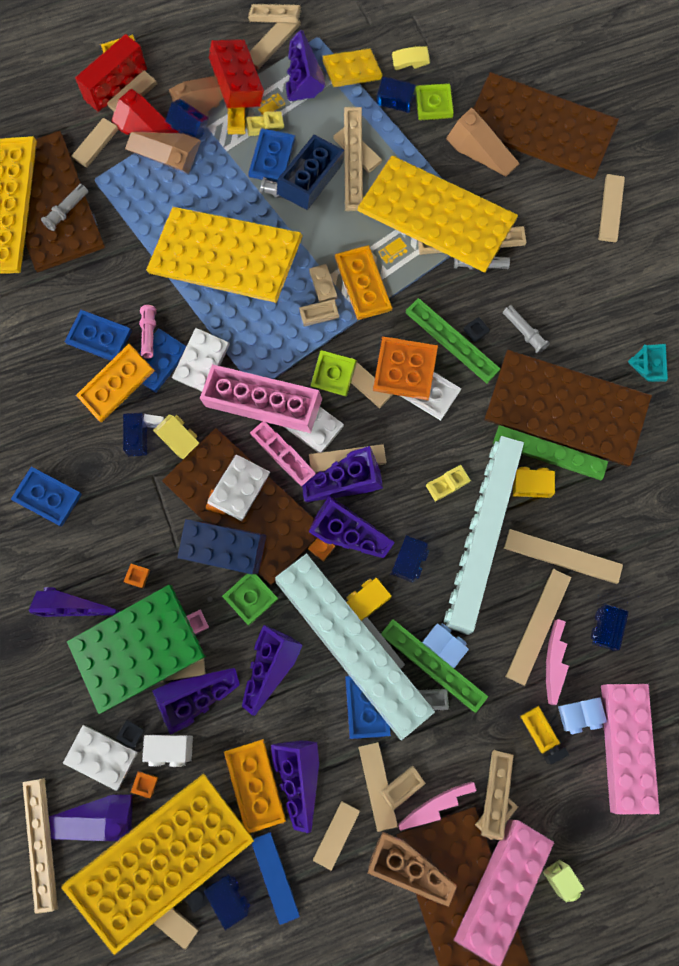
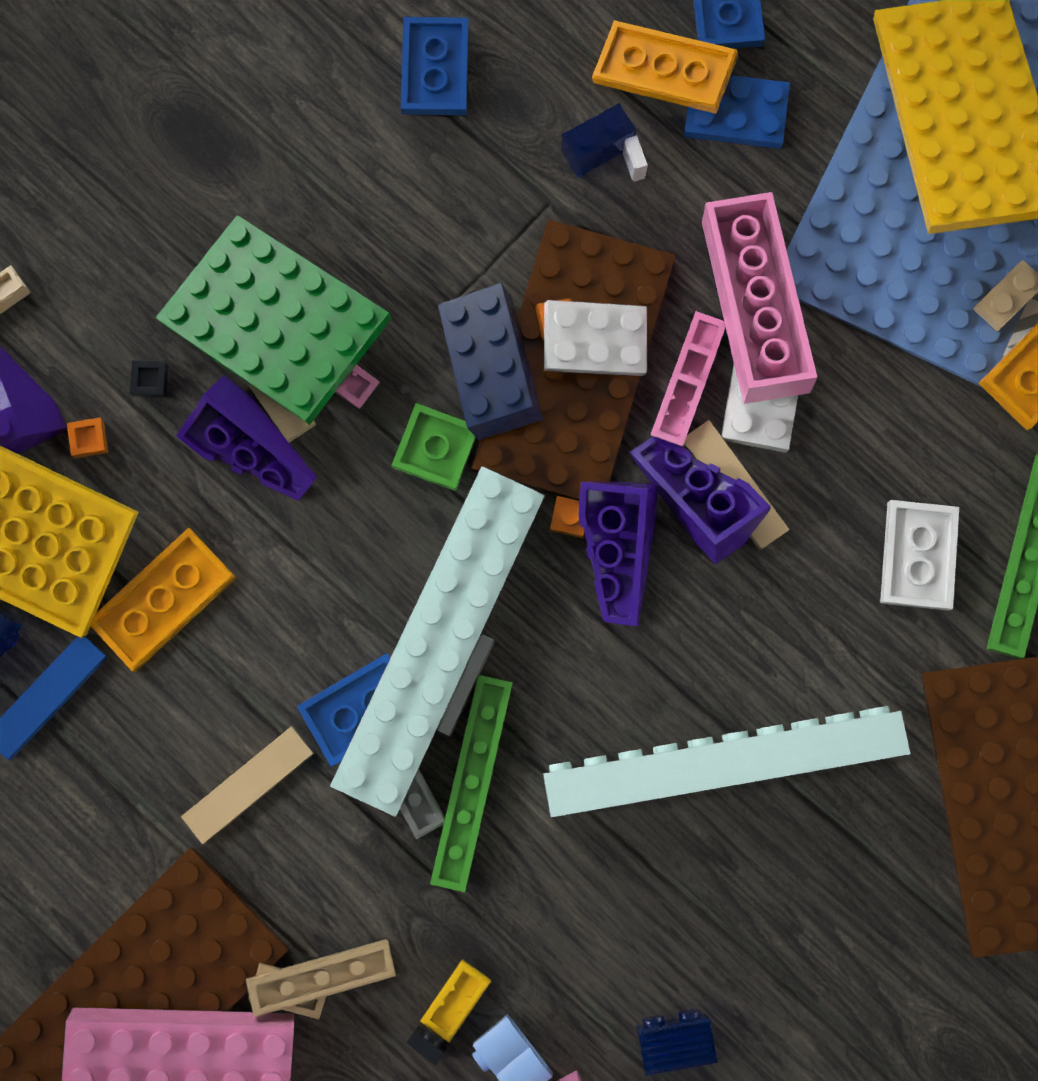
camera: 65 degrees right, 5 degrees up
(59, 604) = (286, 175): dark purple wedge -> none
(100, 757) = (96, 355): white plate -> none
(137, 576) = (383, 262): orange plate -> none
(147, 324) = (784, 63): bright pink pin -> none
(167, 748) = (150, 442): white brick -> none
(176, 436) = (627, 202): light yellow brick -> none
(198, 358) = (785, 167): white plate -> none
(273, 661) = (356, 532): dark purple wedge -> none
(299, 774) = (213, 654): dark purple wedge -> none
(319, 312) = (956, 315): tan tile -> none
(333, 373) = (864, 390): lime plate -> none
(336, 835) = (147, 757): tan tile -> none
(364, 382) = (878, 450): tan tile -> none
(368, 599) = (523, 628): yellow brick -> none
(402, 787) = (263, 824): tan tile -> none
(403, 866) = (143, 882): medium nougat wedge -> none
(405, 368) = (936, 499): orange plate -> none
(409, 559) = (622, 663): clear blue brick -> none
(430, 810) = (248, 882): bright pink slope -> none
(445, 645) = (512, 786): light blue brick -> none
(448, 483) = (780, 665): light yellow slope -> none
(534, 483) = (855, 805): yellow brick -> none
(538, 627) = (620, 923): tan tile -> none
(555, 669) = (561, 983): bright pink slope -> none
(556, 454) = (925, 818): bright green plate -> none
(563, 556) = (756, 913): tan tile -> none

